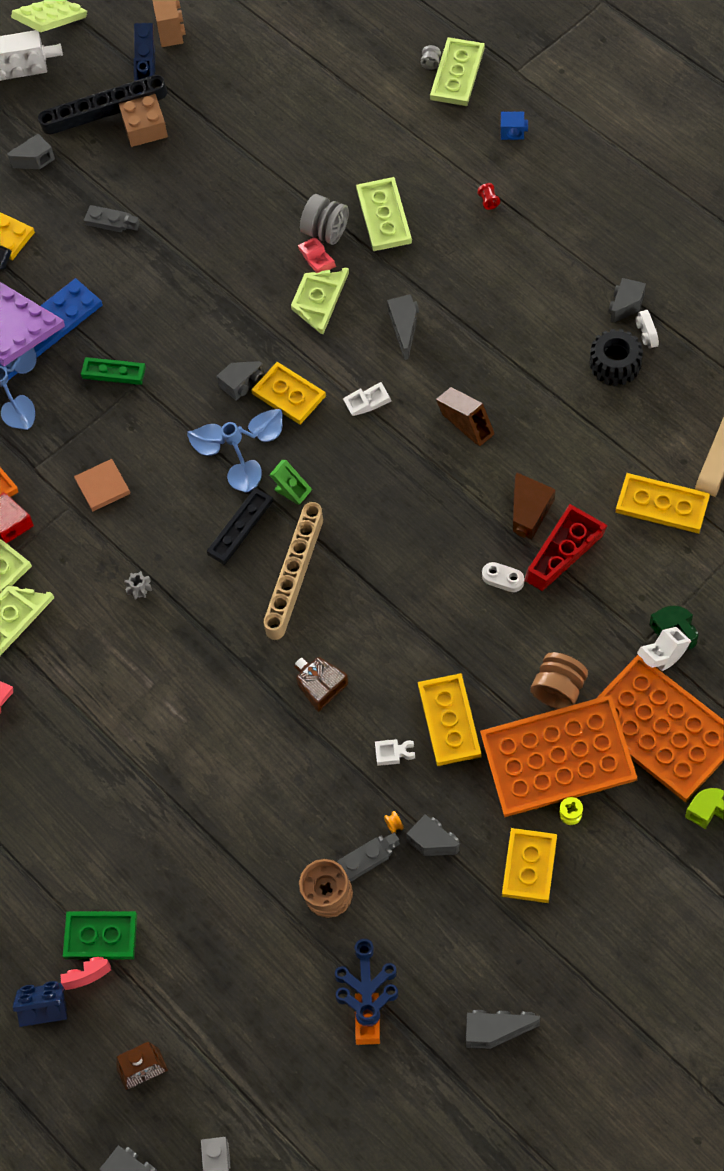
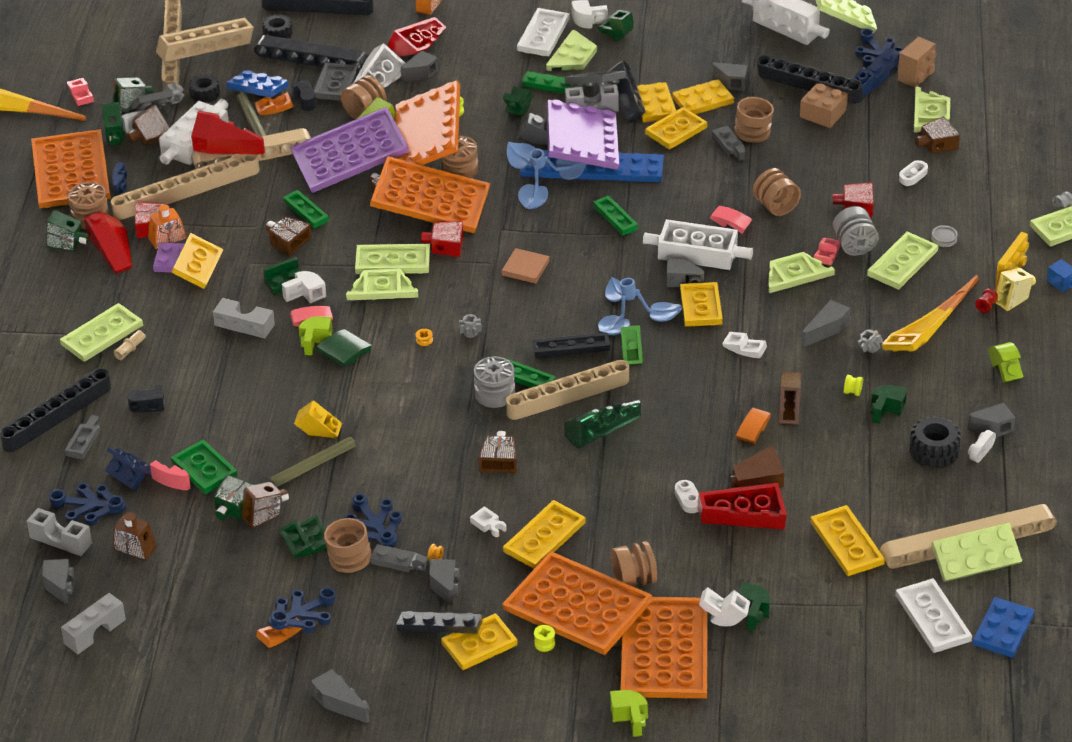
camera: 45 degrees right, 20 degrees down
(16, 713) = (314, 331): none -> lime brick
(32, 194) = (703, 97): none -> yellow plate
(50, 1069) = (113, 504): none -> dark blue plant
(52, 243) = (676, 128): none -> yellow plate
(58, 1134) = (46, 529): none -> light grey arch
(60, 706) = (343, 347): none -> dark green slope
(88, 25) = (867, 36): none -> dark blue plant
(110, 624) = (427, 334): none -> light orange bush
(111, 182) = (753, 119): none -> medium nougat wheel
(137, 798) = (317, 421): none -> yellow slope
(168, 939) = (230, 498): none -> dark green torso
(181, 839) = (312, 462): none -> olive axle
(202, 921) = (262, 503): none -> reddish brown torso
(204, 291) = (729, 216): none -> coral slope
(219, 236) = (776, 192): none -> medium nougat wheel
(219, 340) = (698, 244): none -> white brick
(227, 54) = (929, 108): none -> yellowish green wing
(233, 620) = (493, 381): none -> light grey wheel
(242, 589) = (529, 376): none -> green plate
(266, 74) = (938, 136): none -> reddish brown torso
(270, 912) = (305, 537): none -> dark green slope
(281, 188) = (856, 195): none -> torso
(289, 125) = (913, 173): none -> white plate
(307, 842) = (383, 536): none -> dark blue plant
(354, 586) = (599, 422): none -> clear green wedge
(382, 164) = (944, 236): none -> light grey piece
(459, 305) = (870, 341): none -> light grey gear
(469, 466) = (753, 425): none -> orange slope
(471, 146) = (1014, 256): none -> yellow plate
(478, 269) = (920, 331): none -> yellow plate
(482, 881) = (439, 622): none -> black plate
(494, 361) = (853, 385): none -> neon yellow wheel
(498, 161) = (1014, 288): none -> light yellow torso
(535, 351) = (887, 399): none -> dark green brick
(571, 234) = (1006, 358): none -> lime brick

